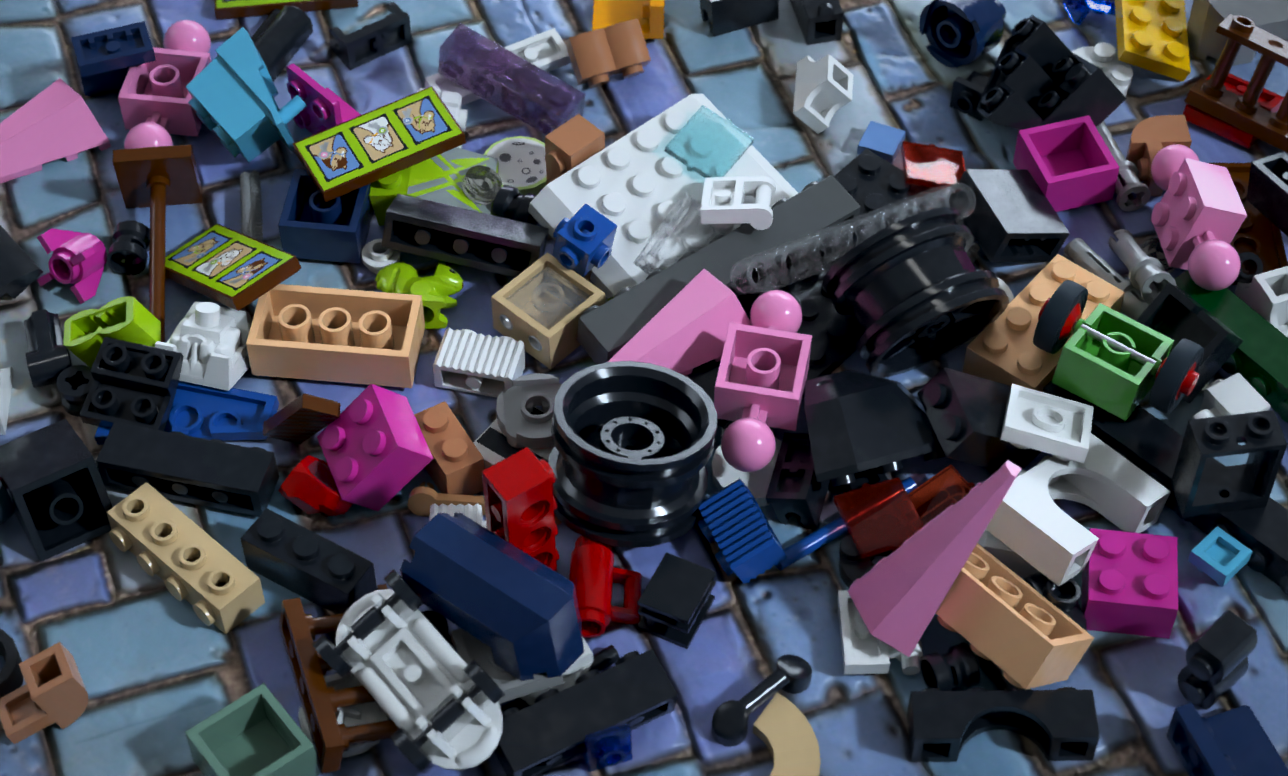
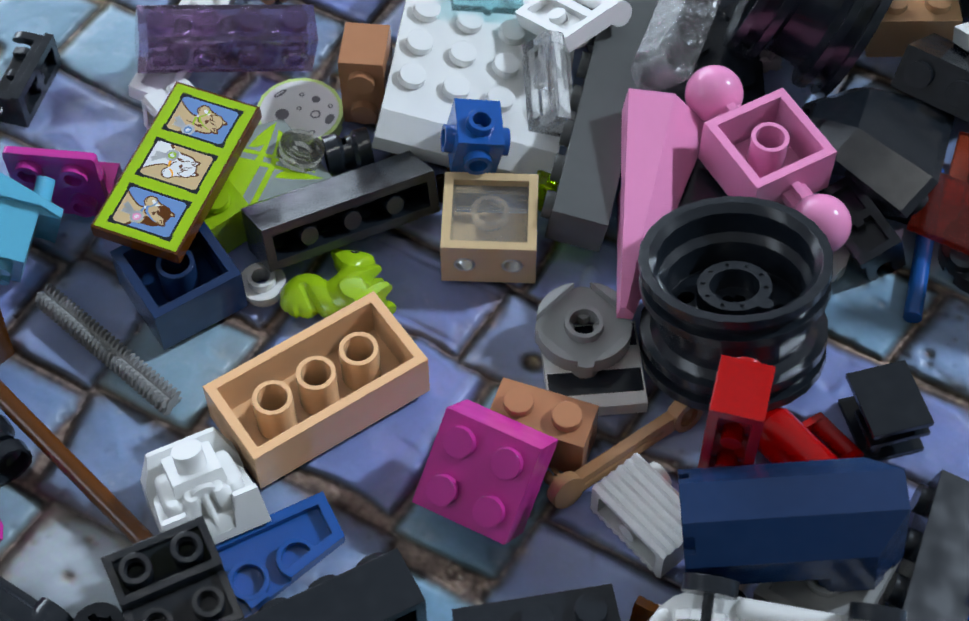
camera: 40 degrees left, 5 degrees up
(117, 319) = (71, 563): lime brick -> none
(229, 266) = (141, 394): tile -> none
(301, 419) = (384, 494): reddish brown tile -> none
(314, 488) = (454, 554): red rock -> none
(478, 362) = (474, 321): white brick -> none
(740, 531) = (872, 311): blue brick -> none

